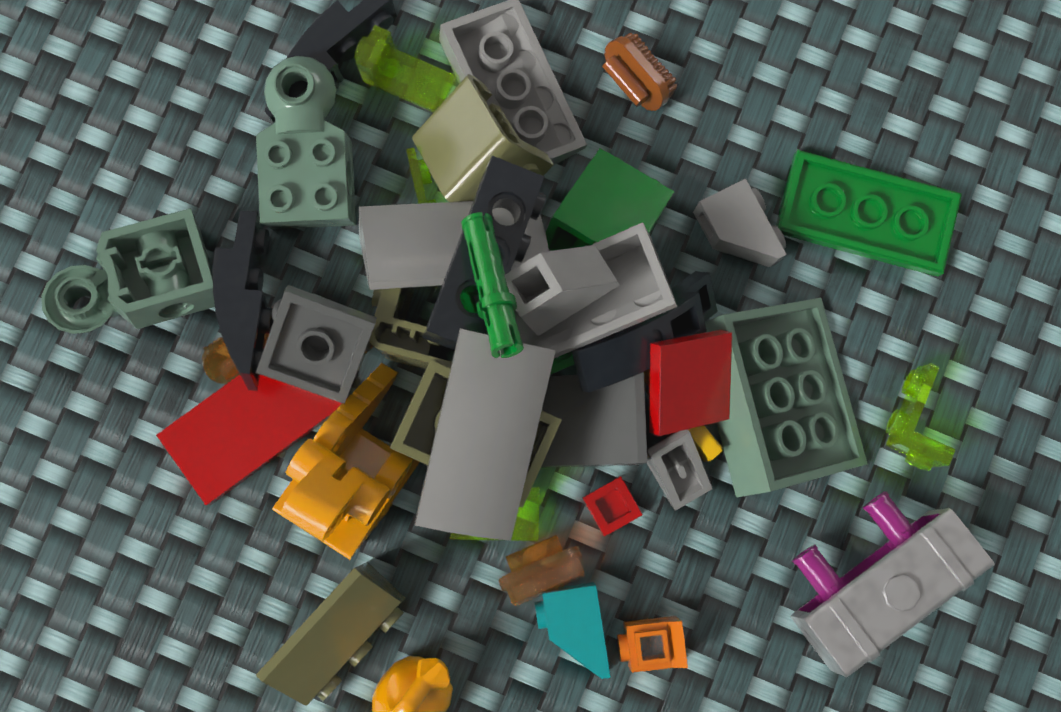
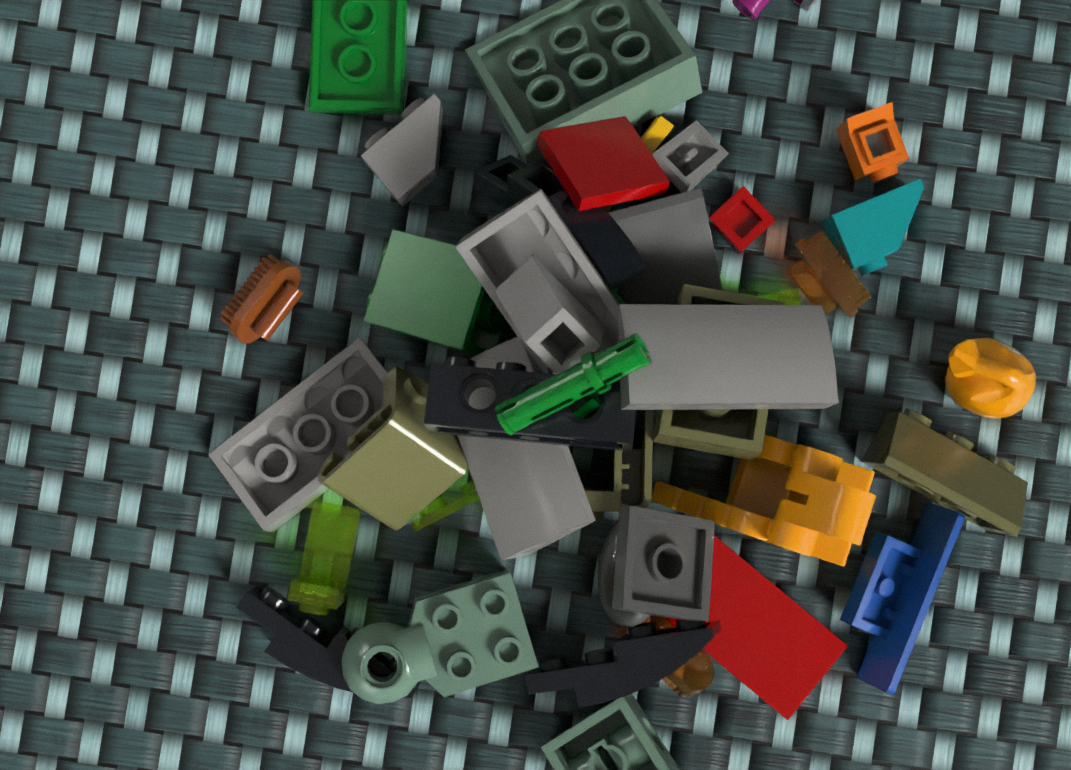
camera: 105 degrees left, 5 degrees up
(241, 561) = (897, 592): none -> blue bracket

